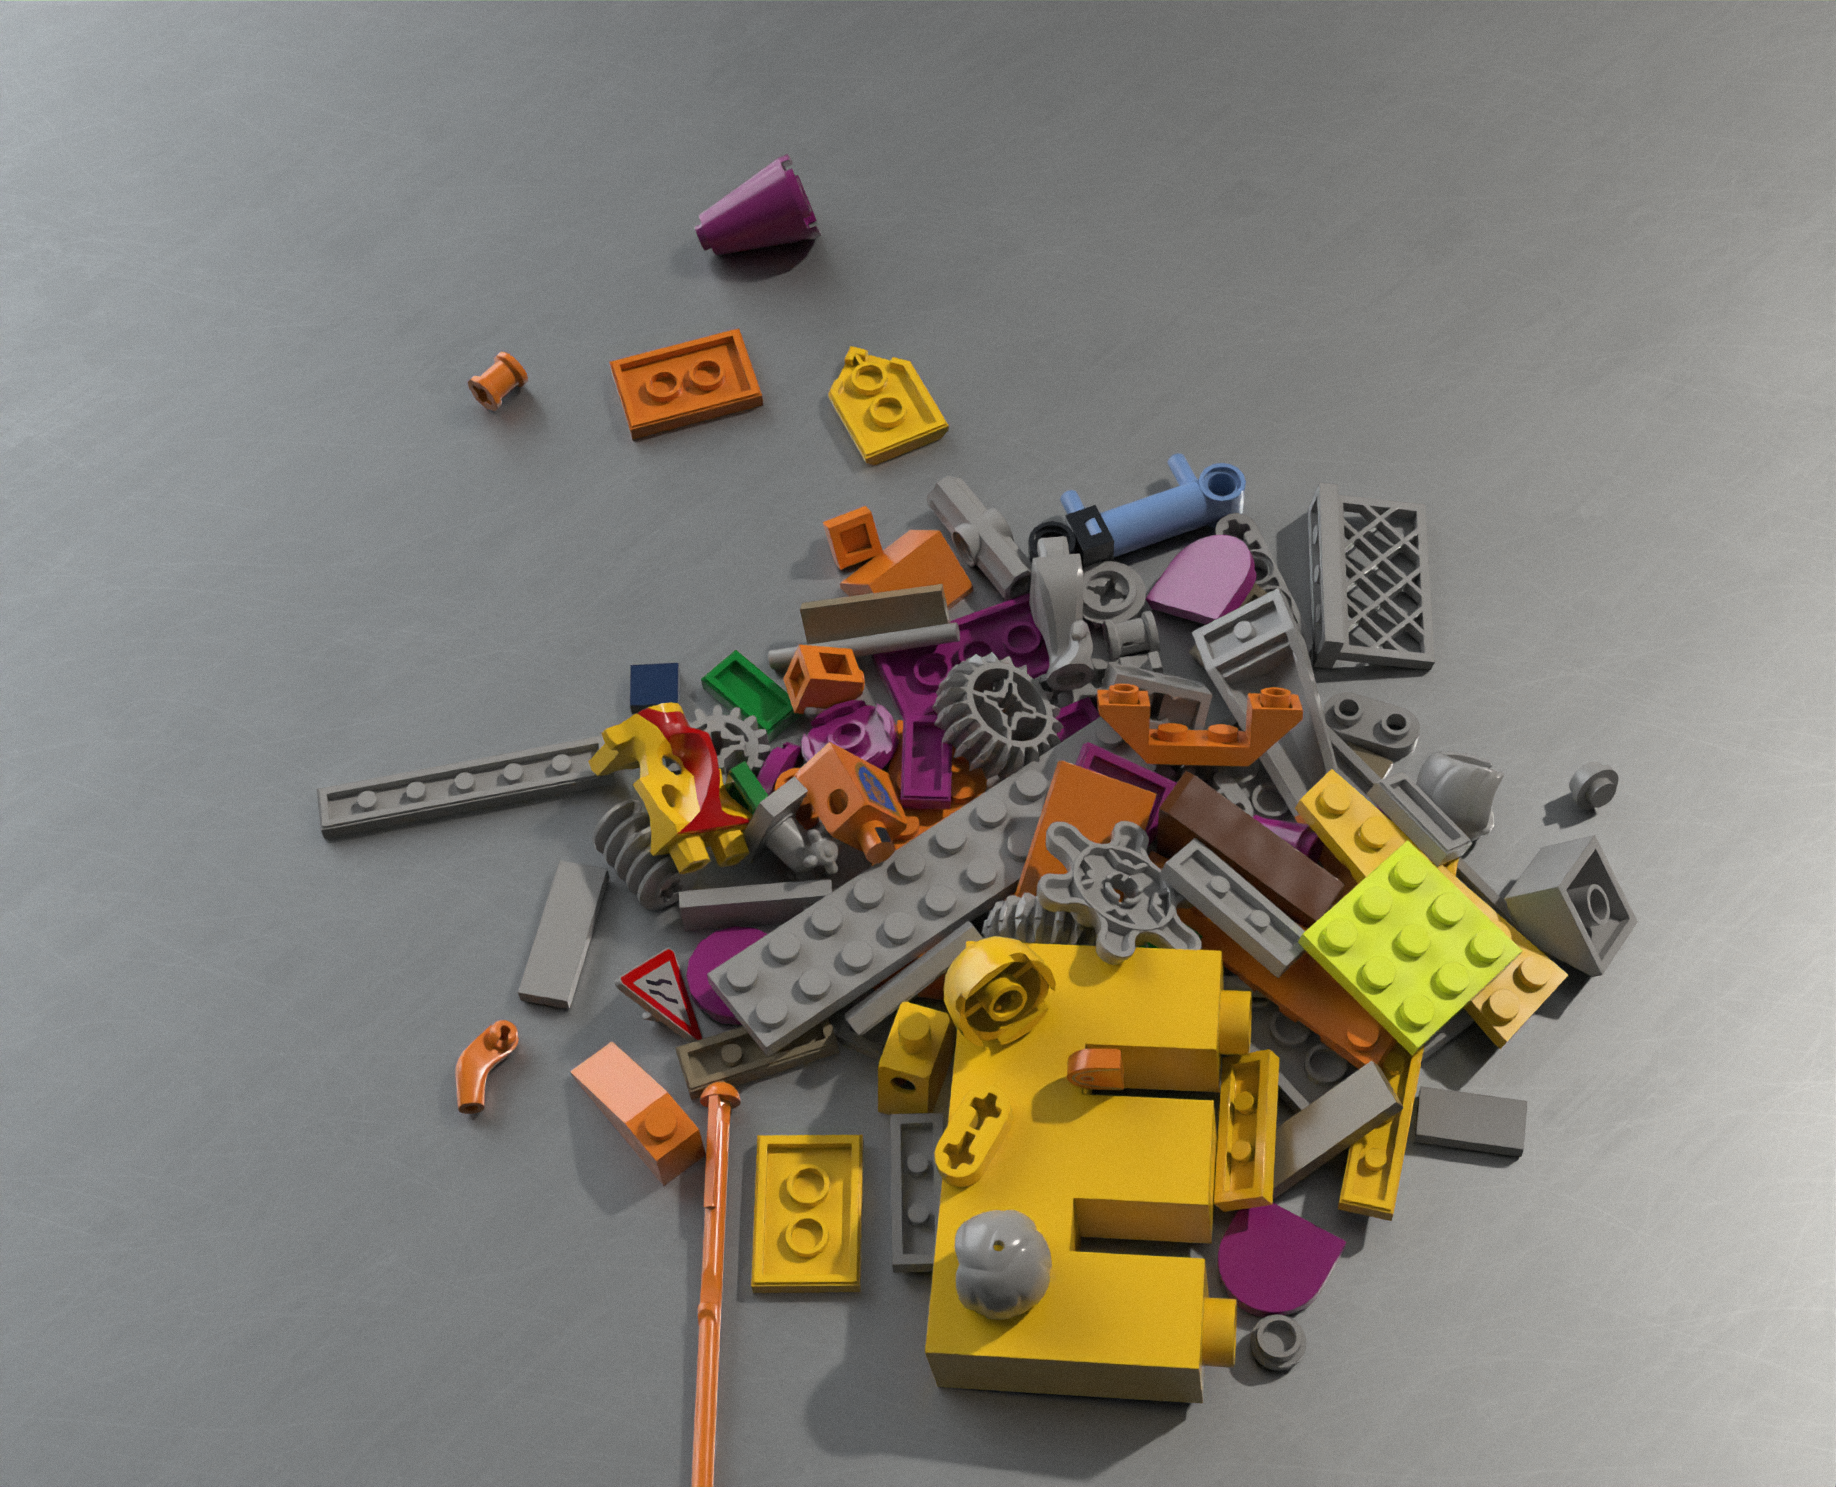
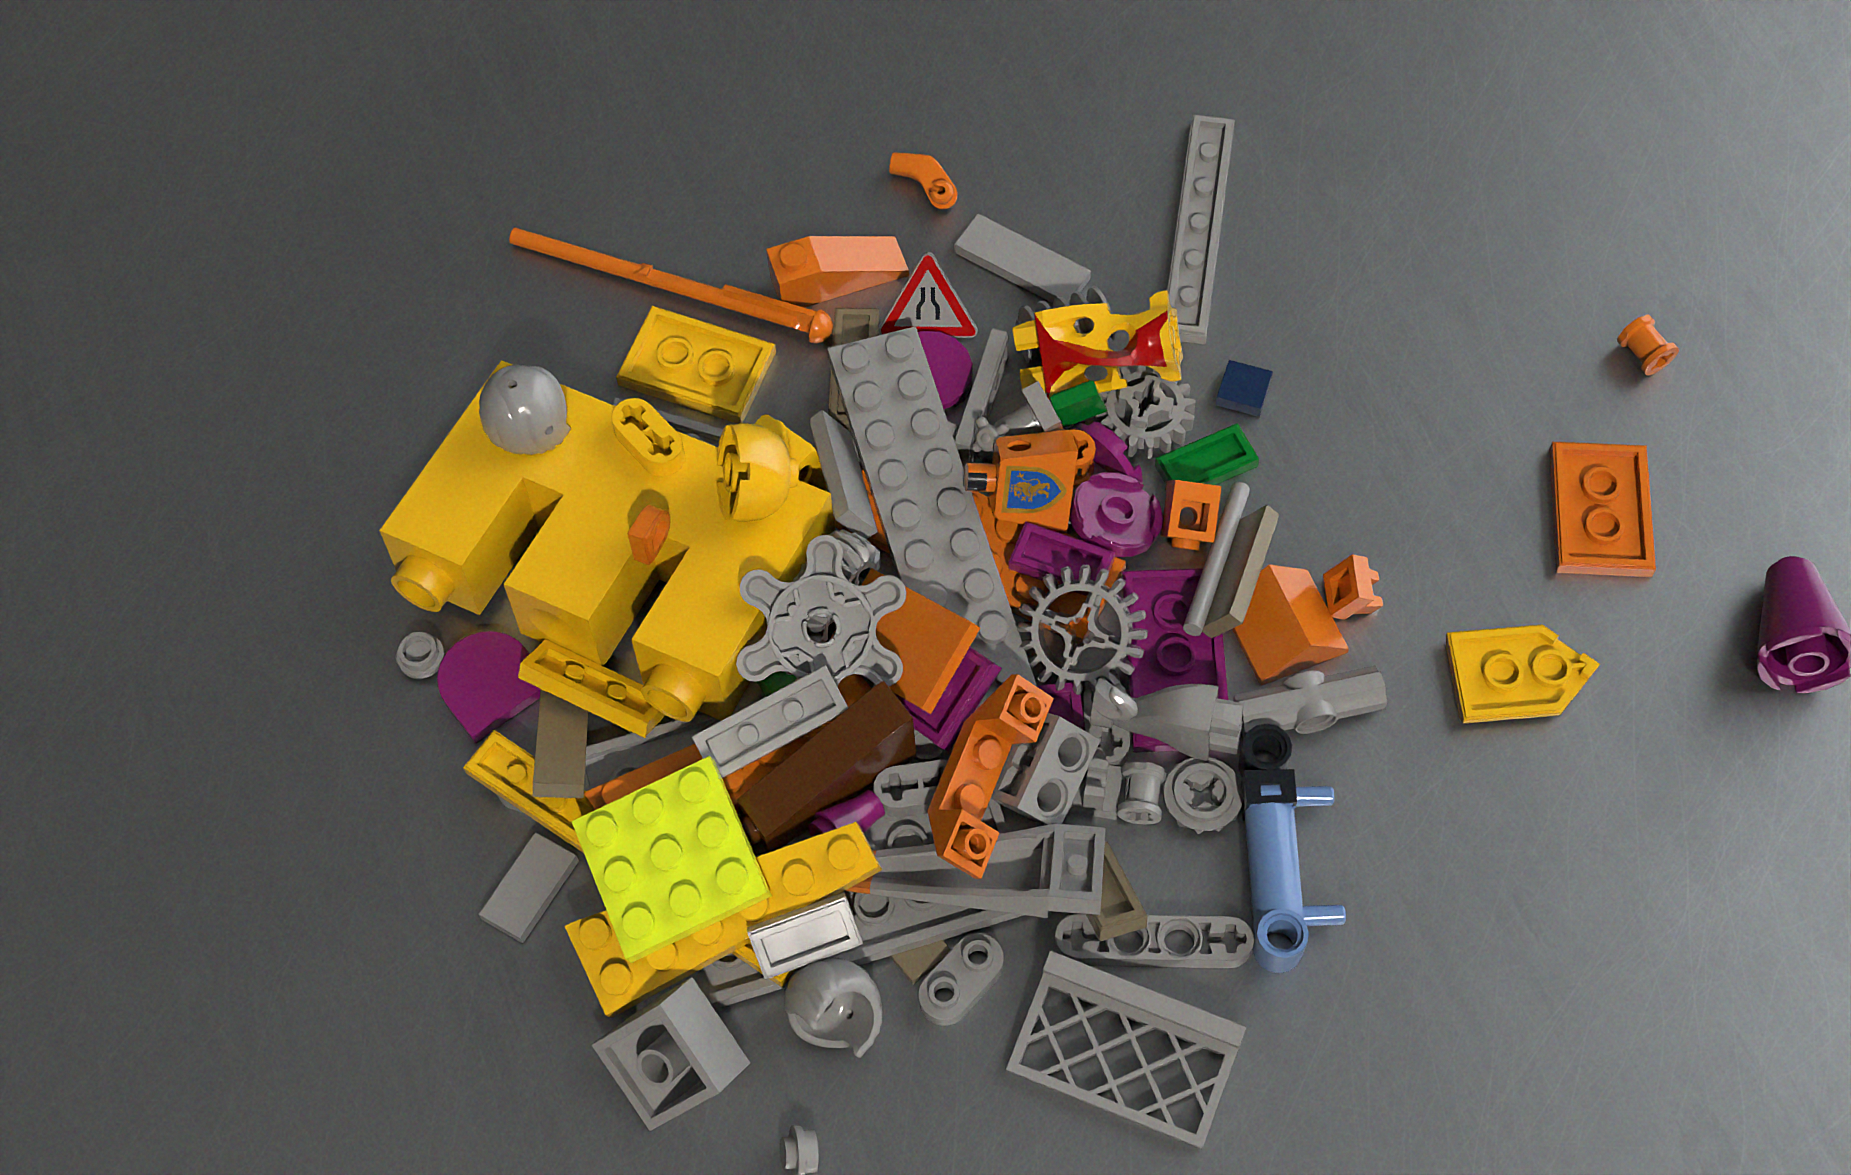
camera: 110 degrees right, 5 degrees up
(1205, 580) = (1171, 878): tile -> none

